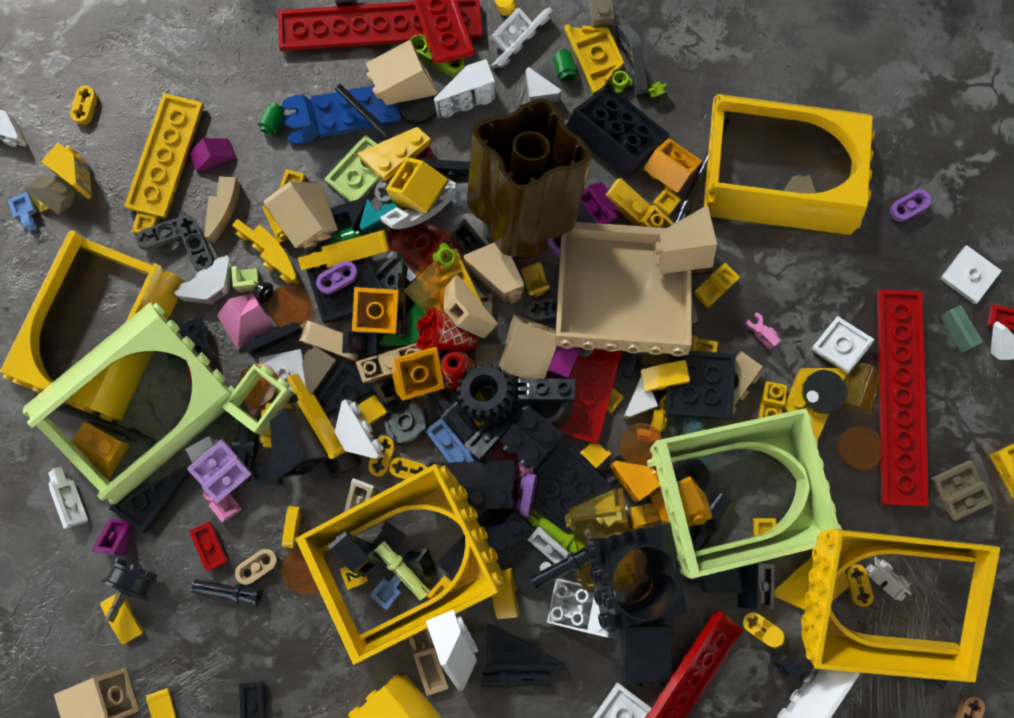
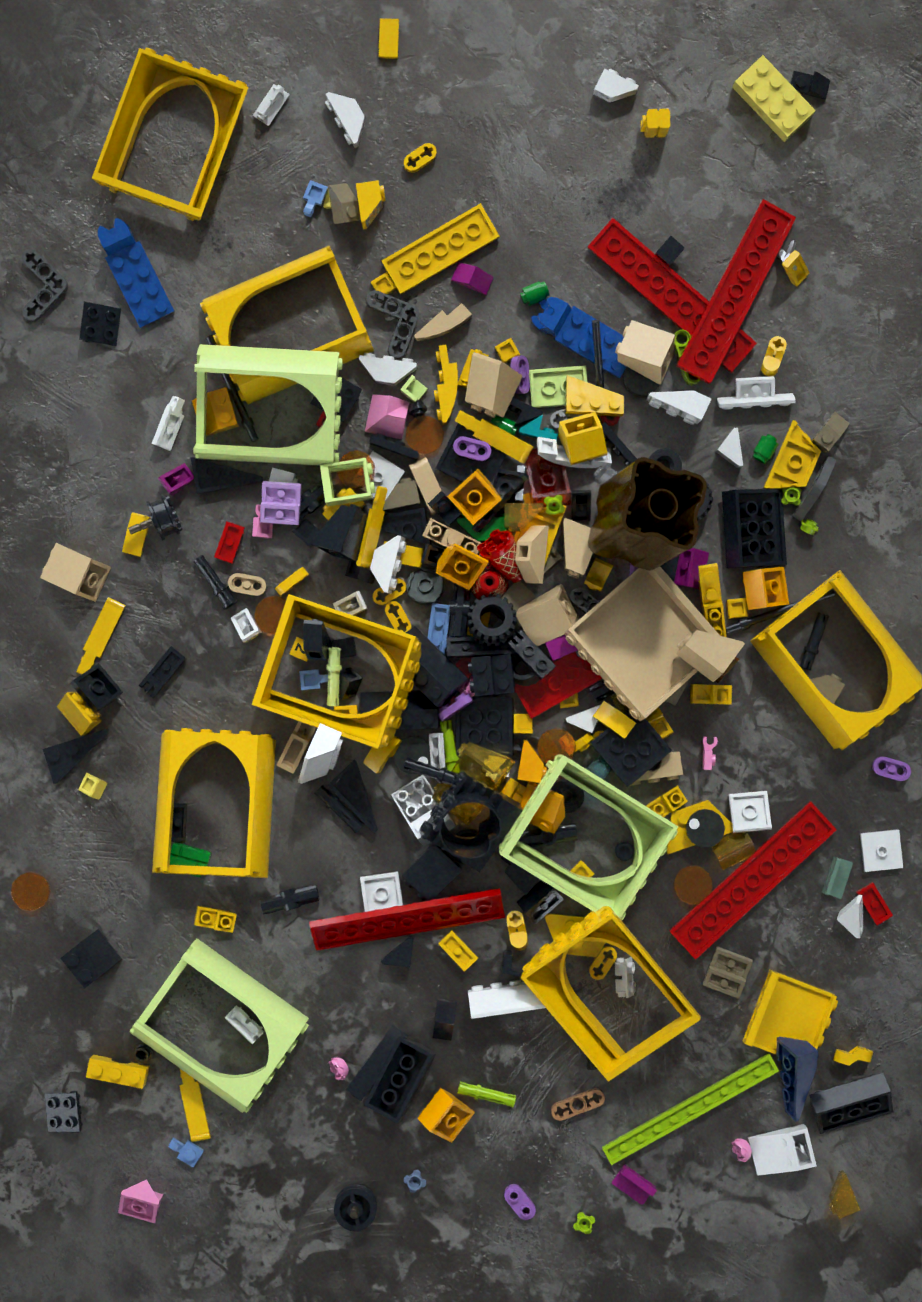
camera: 45 degrees right, 10 degrees up
(288, 602) = (246, 625): none -> white slope
(331, 193) = (521, 365): none -> medium lavender plate
(734, 698) = (458, 950): none -> yellow plate
(754, 174) = (811, 649): none -> black pin
(780, 476) = (624, 851): none -> black plate

